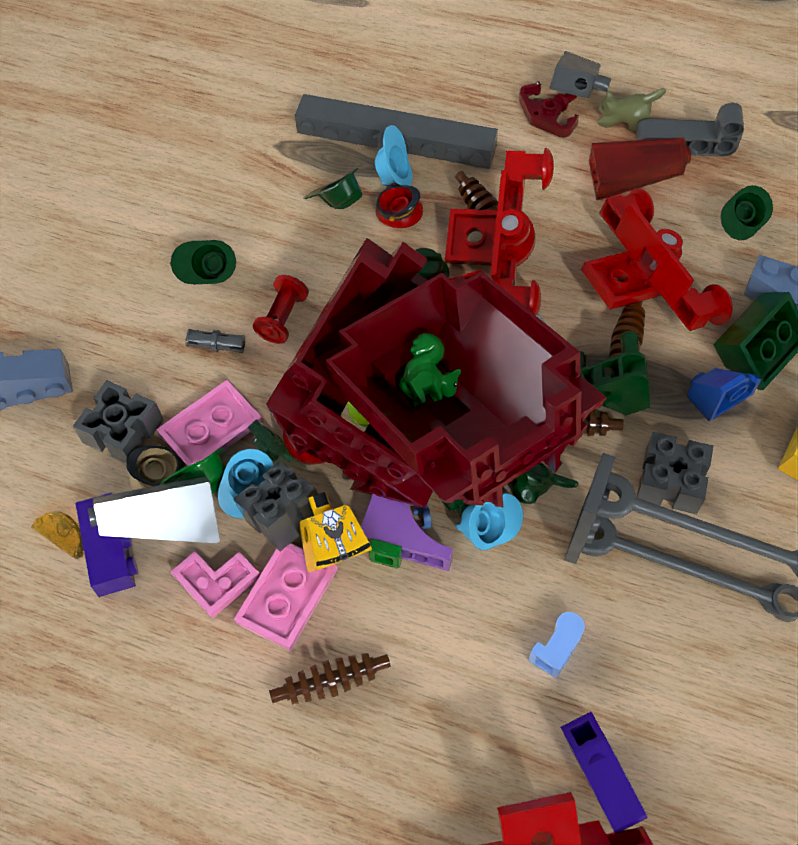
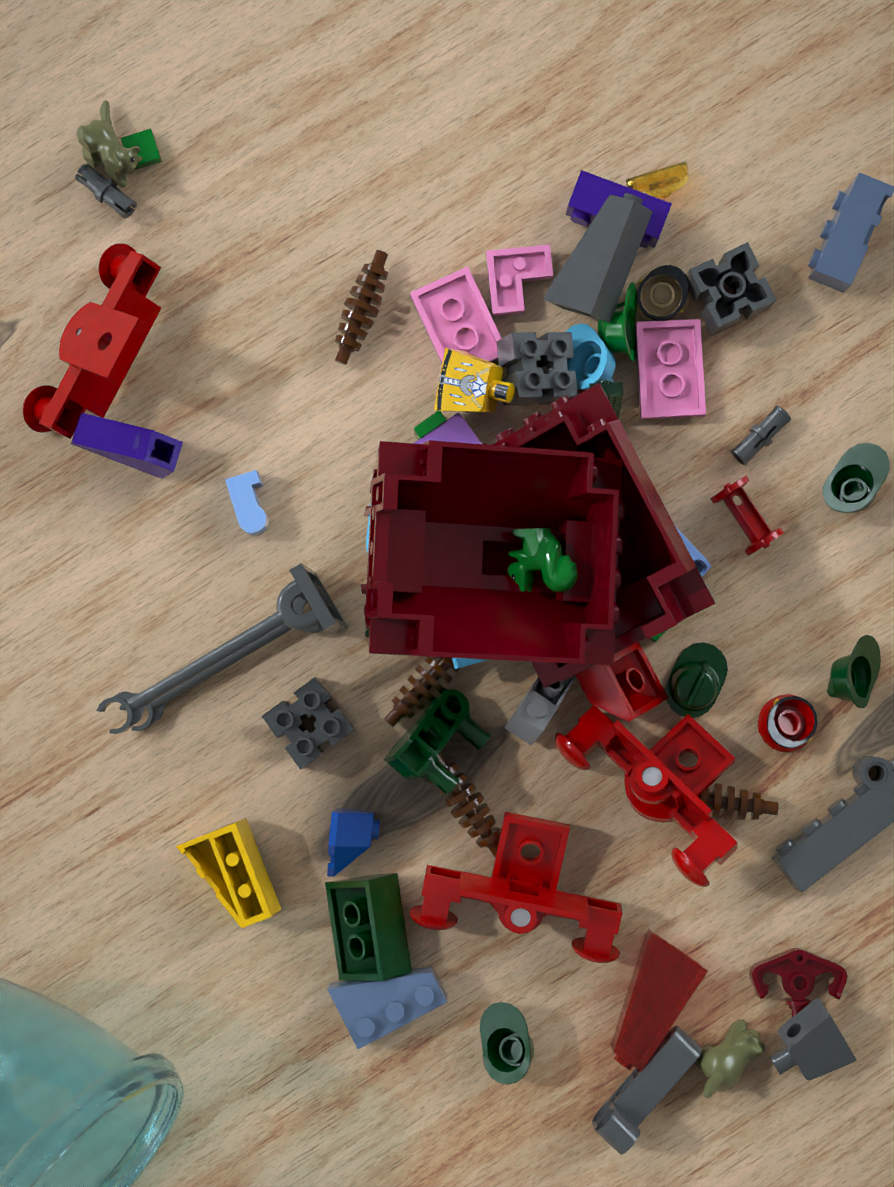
camera: 125 degrees right, 25 degrees up
(392, 159) = (843, 755): medium azure piece -> none

